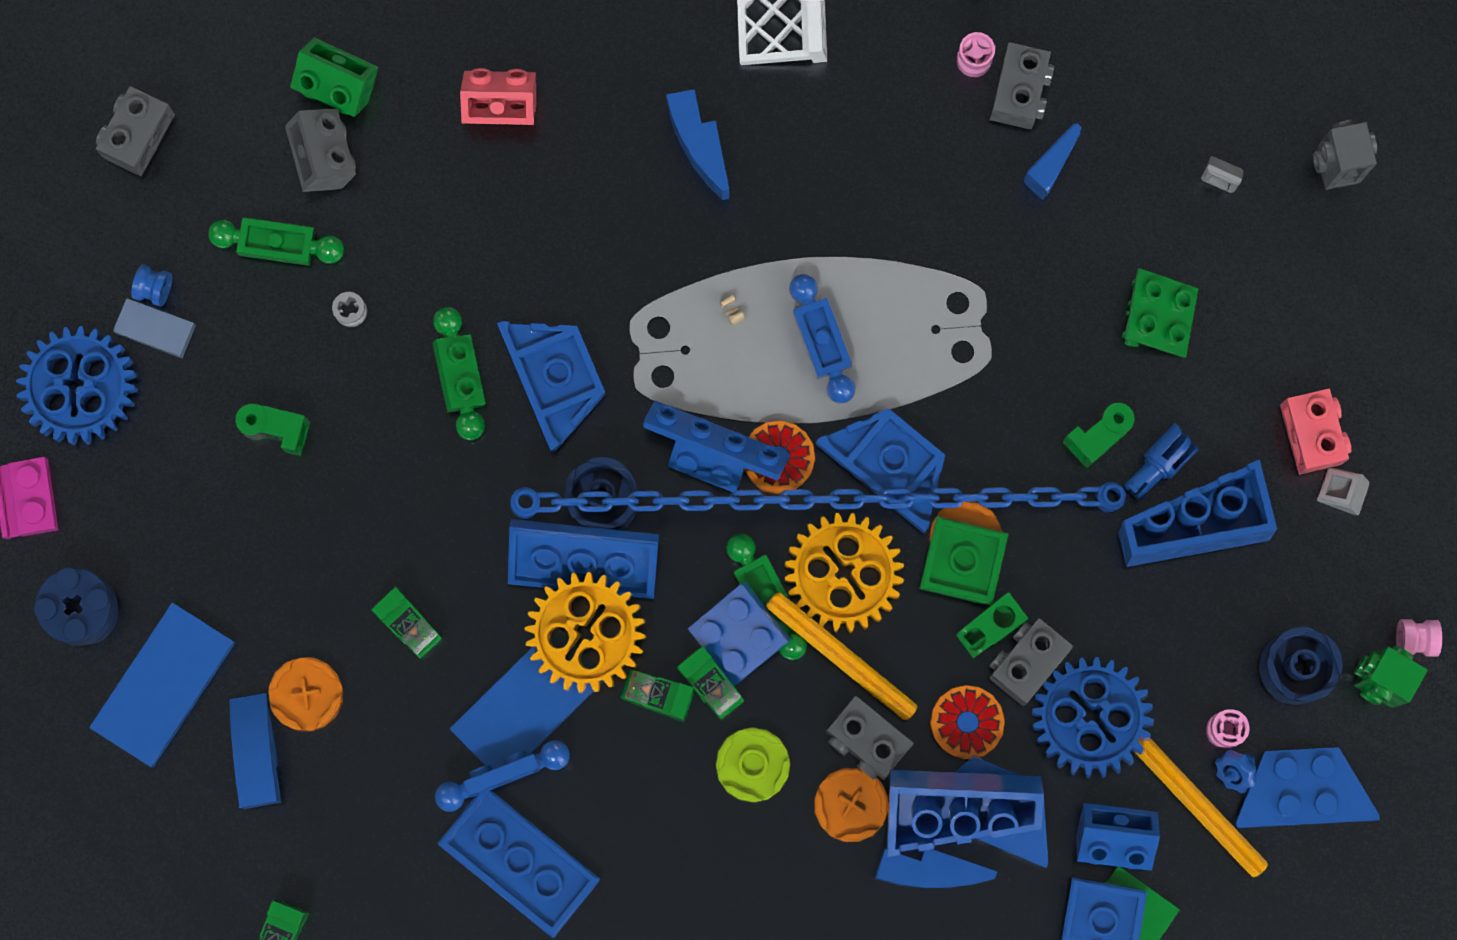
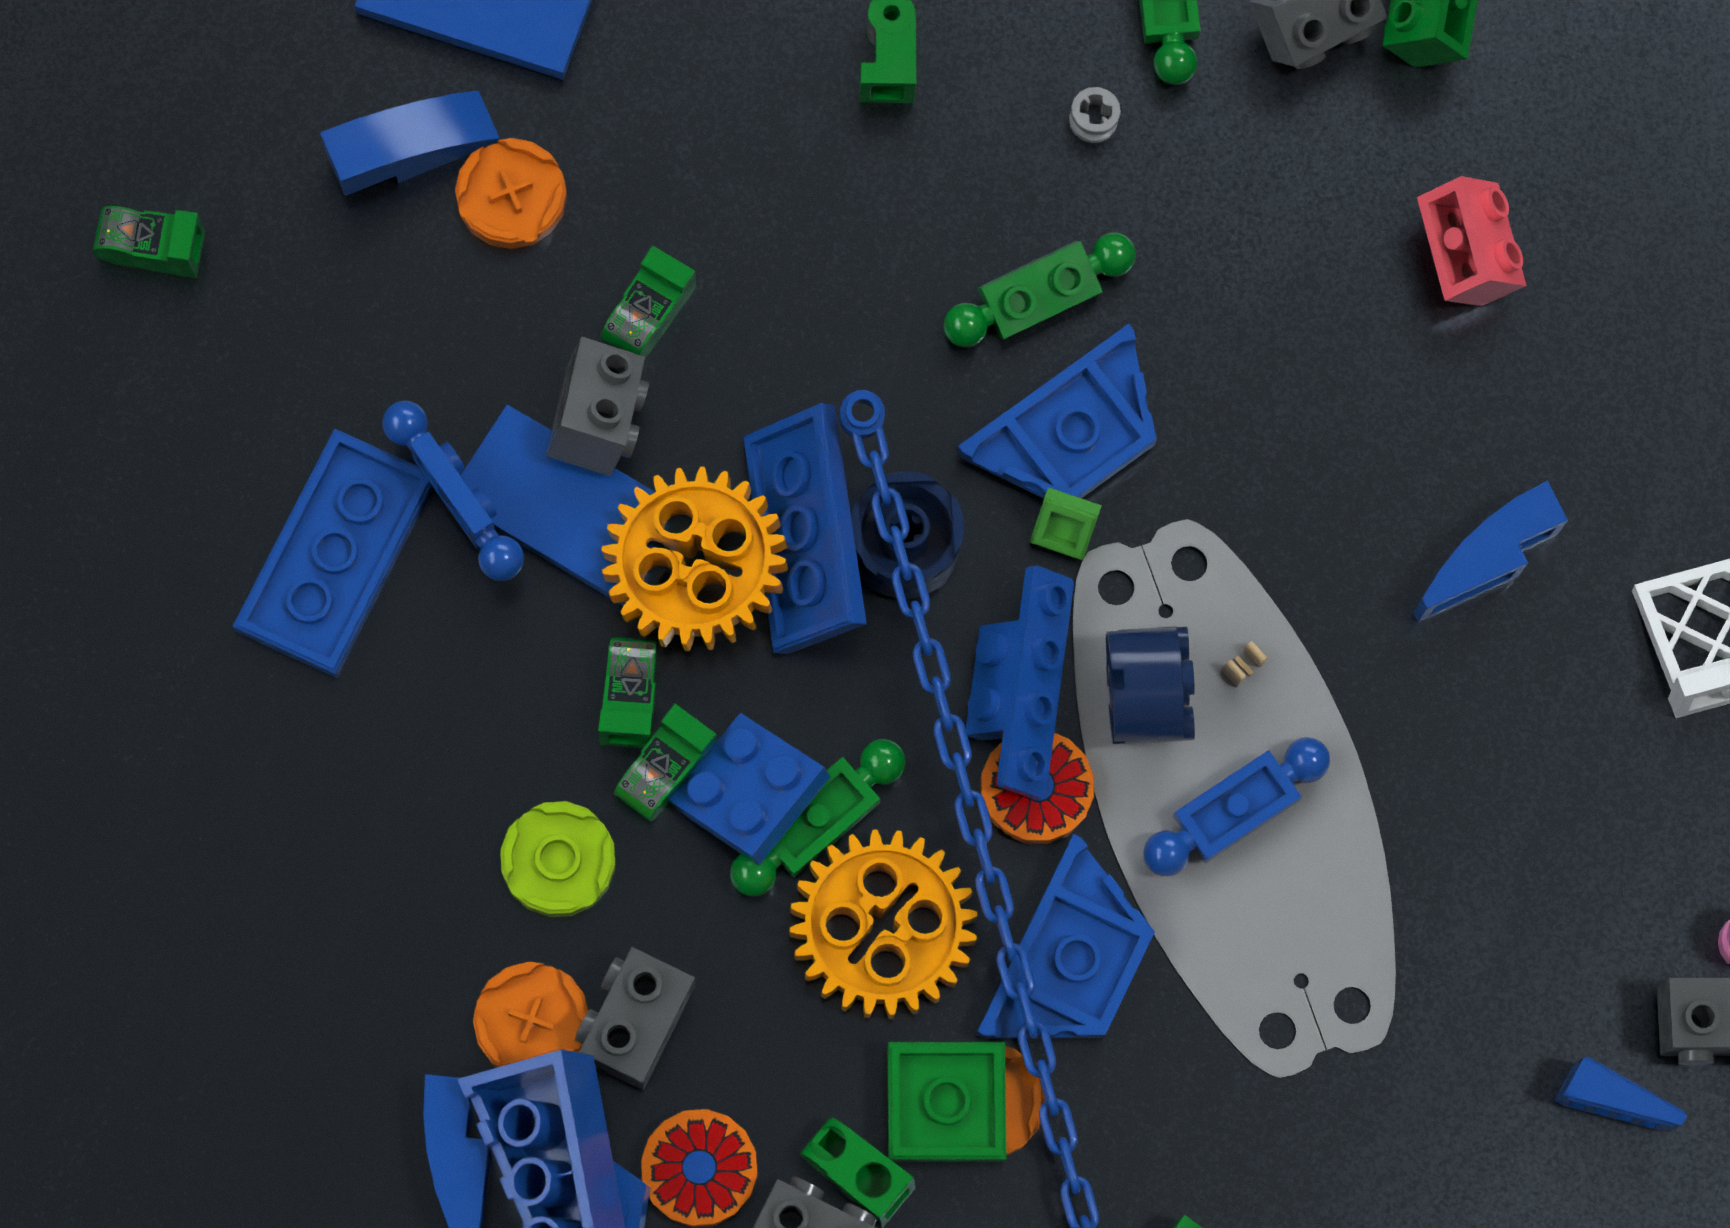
camera: 70 degrees right, 5 degrees down
(470, 670) = (597, 407): none -> dark grey brick
(617, 396) = (1065, 523): none -> bright green tile
(737, 370) = (1150, 685): none -> dark blue brick
(841, 656) = (752, 949): light orange axle -> none

